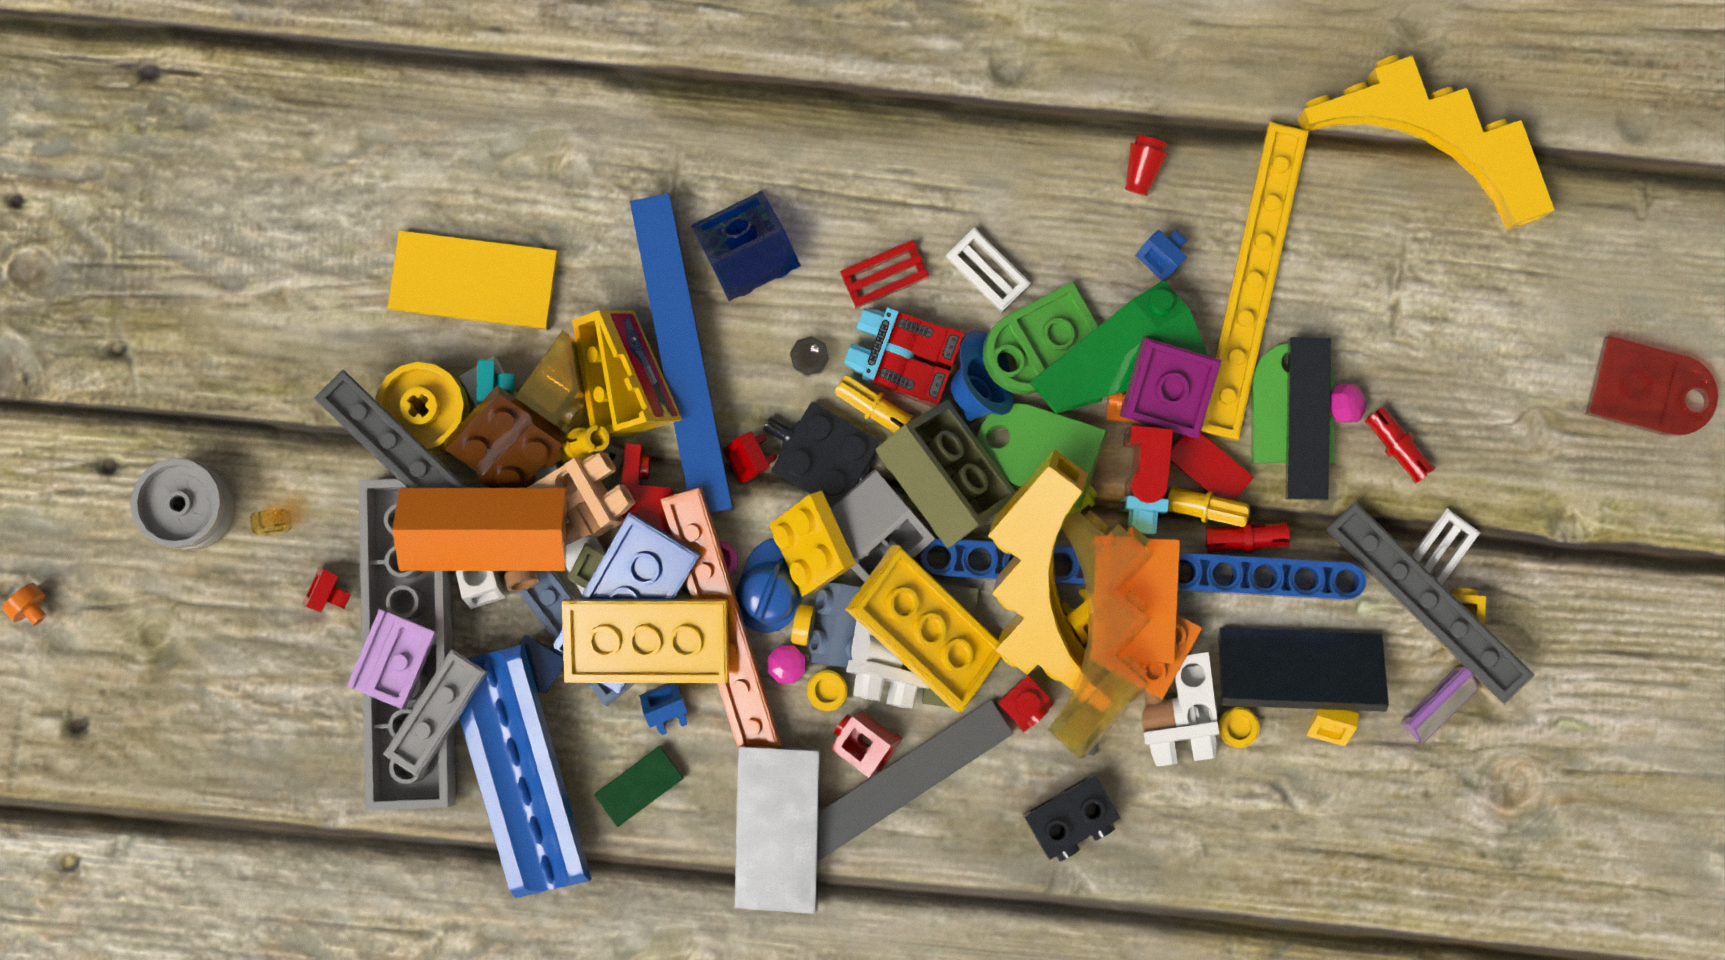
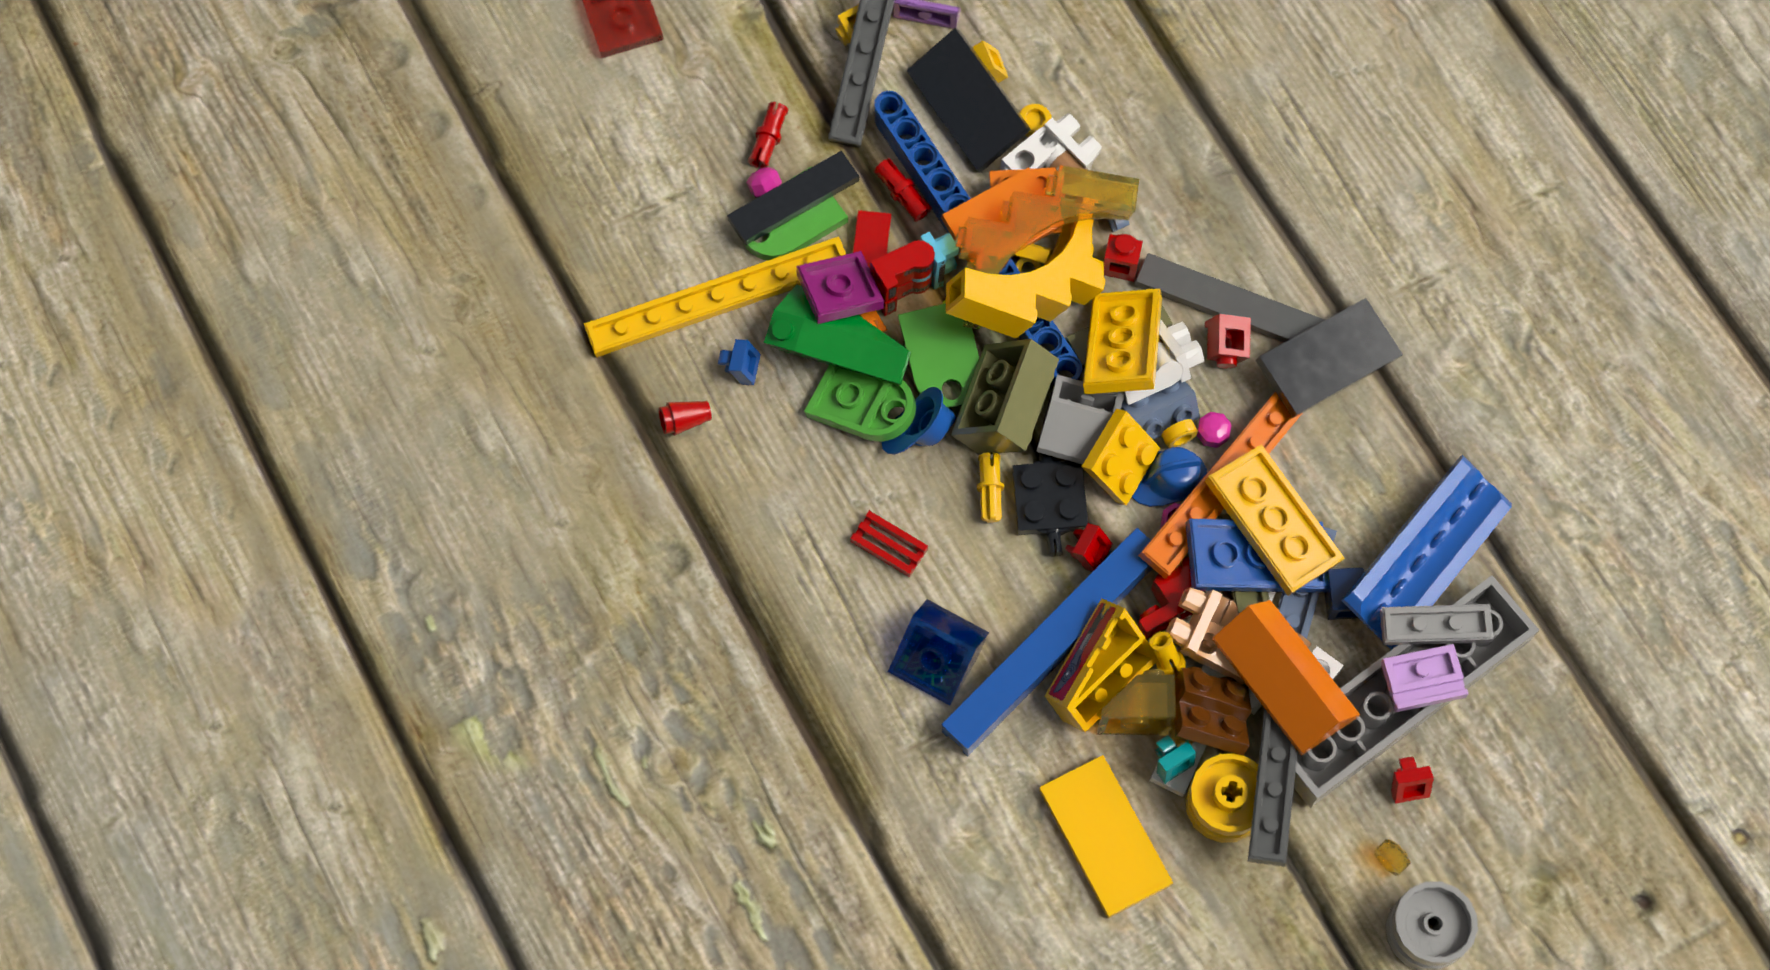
camera: 130 degrees left, 15 degrees down
(638, 786) = (1372, 472): dark green tile -> none
(662, 705) = (1309, 487): blue tile -> none
(809, 356) = (987, 554): clear smoke tile -> none
(827, 690) = (1211, 392): yellow tile -> none
(896, 344) = (942, 499): hips -> none
(988, 248) = (829, 502): white tile -> none
(1071, 818) = (1175, 181): black brick -> none
(1208, 506) = (900, 223): yellow axle -> none
(1398, 101) = (519, 194): yellow arch -> none
(1437, 527) = (820, 76): white tile -> none

